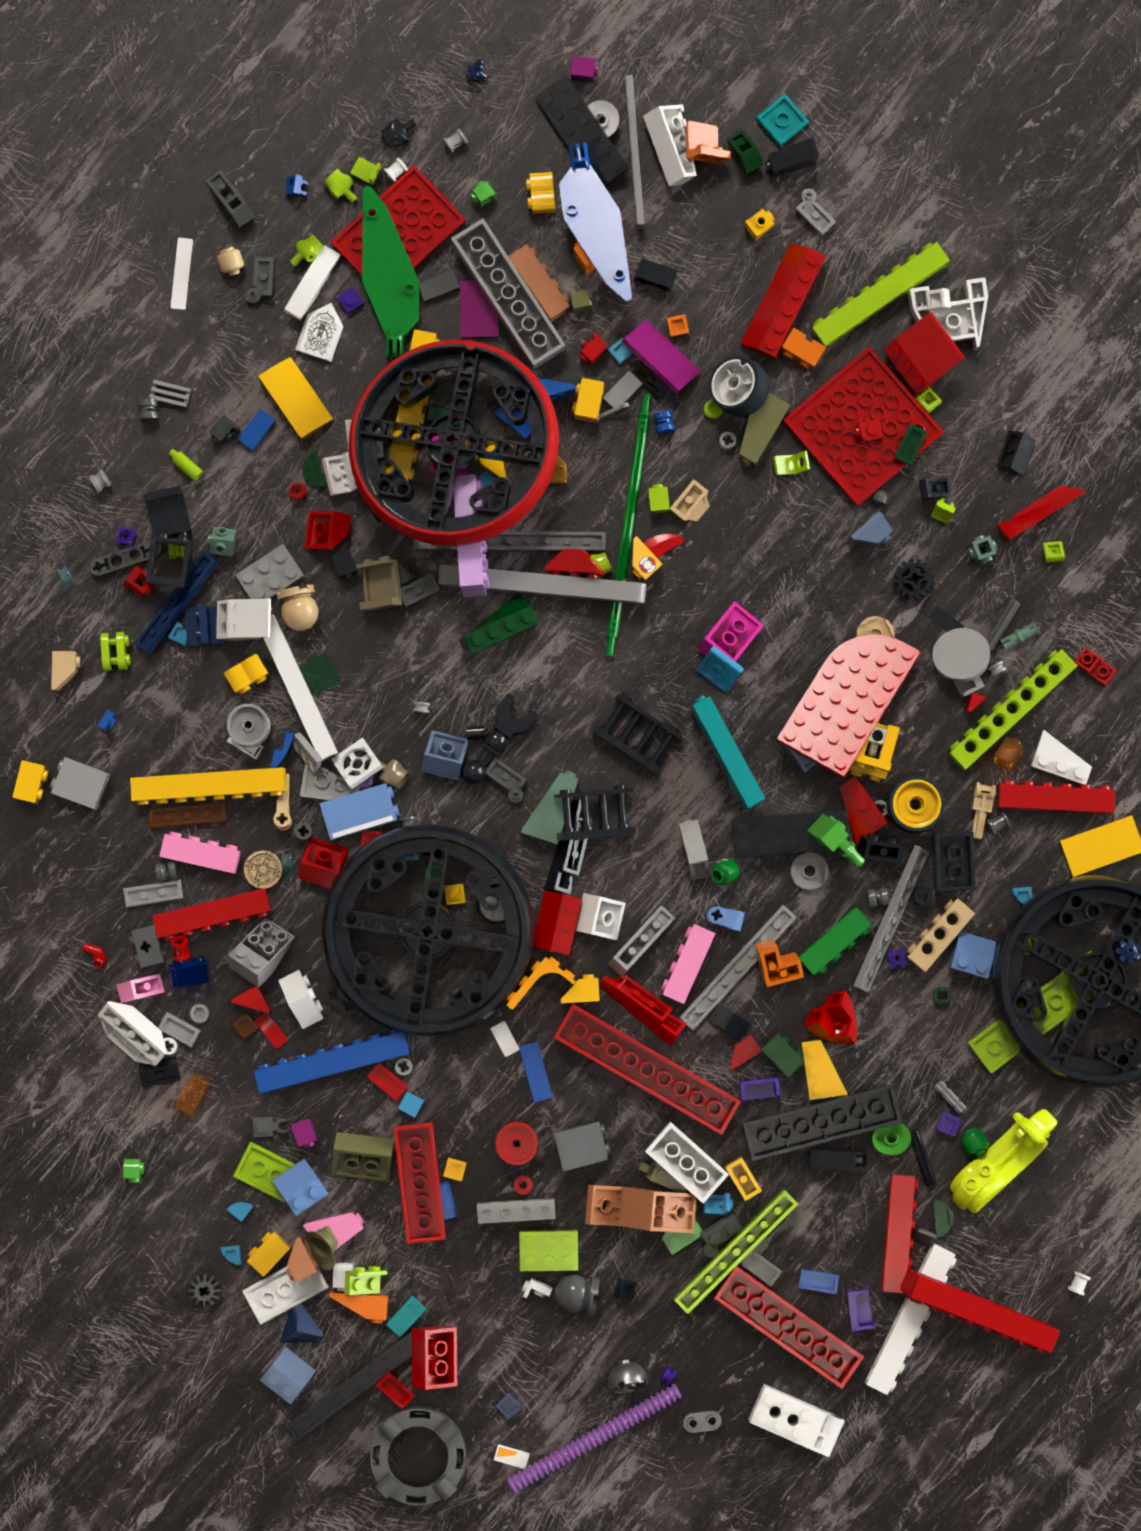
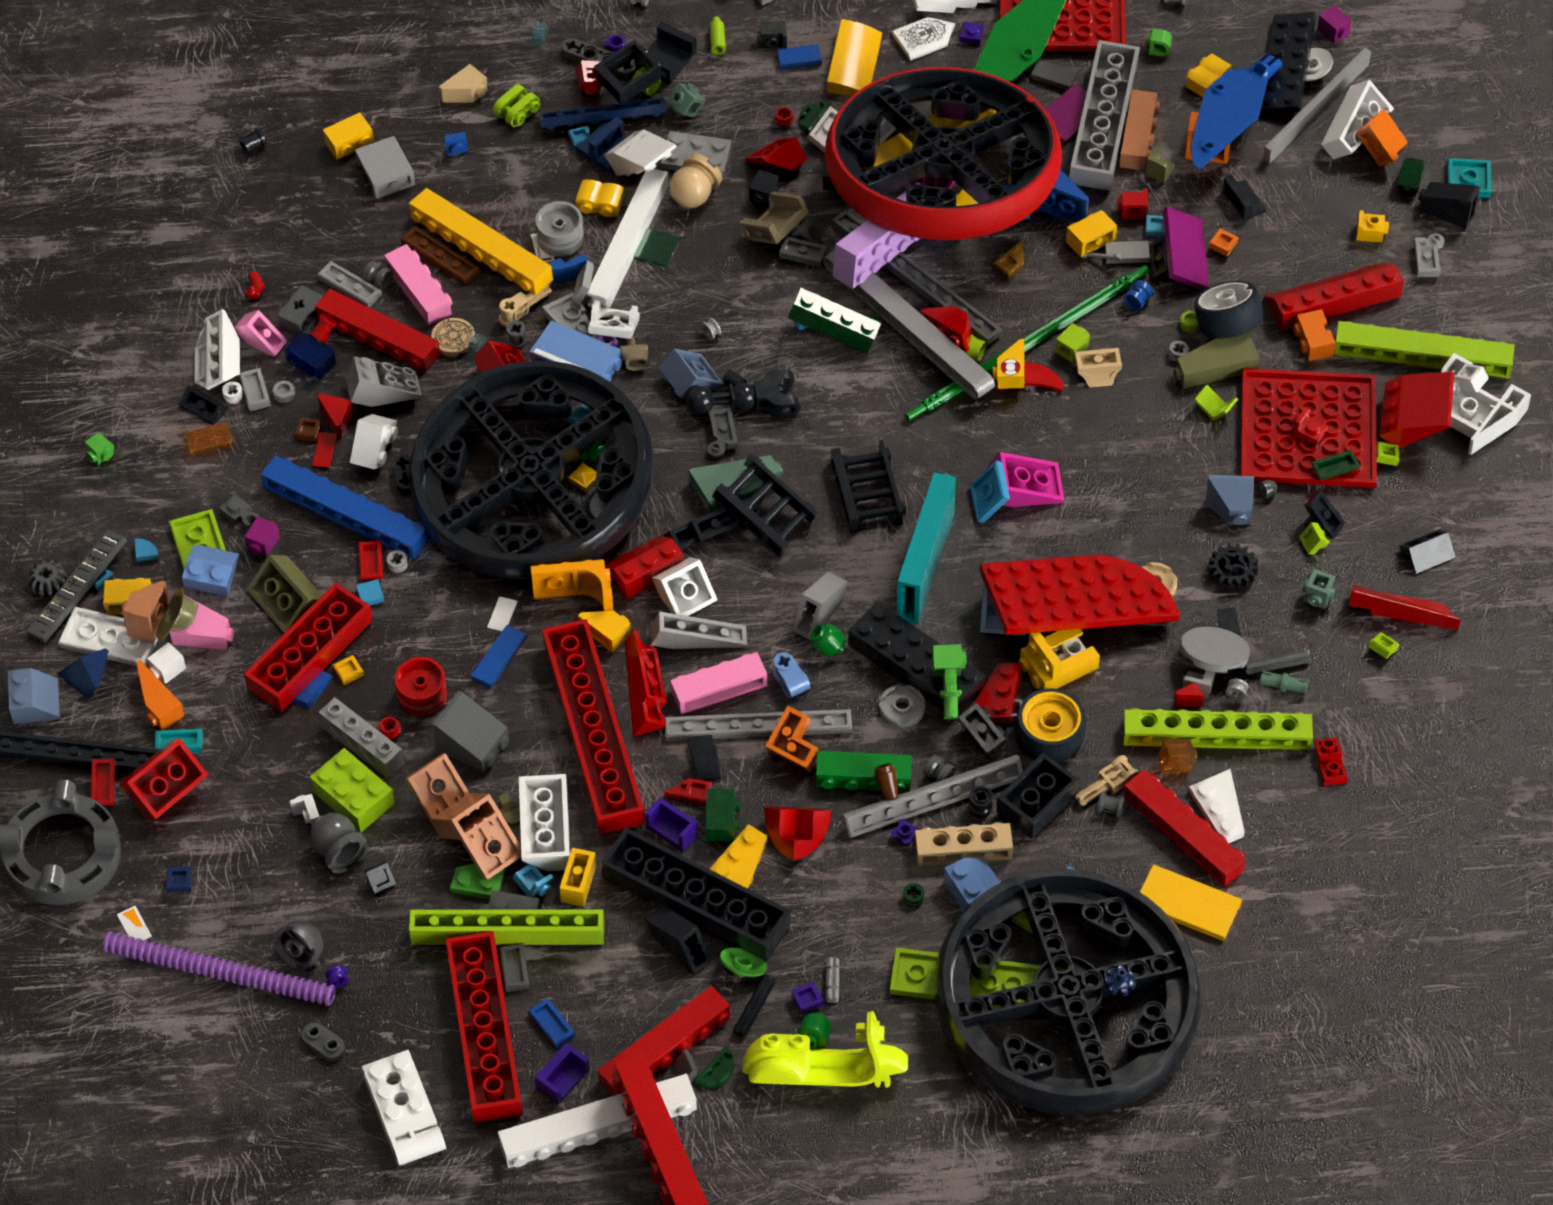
camera: 50 degrees right, 30 degrees down
(229, 1277) = (76, 586): none -> dark grey tile
(363, 1281) = (177, 675): lime bracket -> none
(860, 940) = (887, 780): none -> reddish brown cone

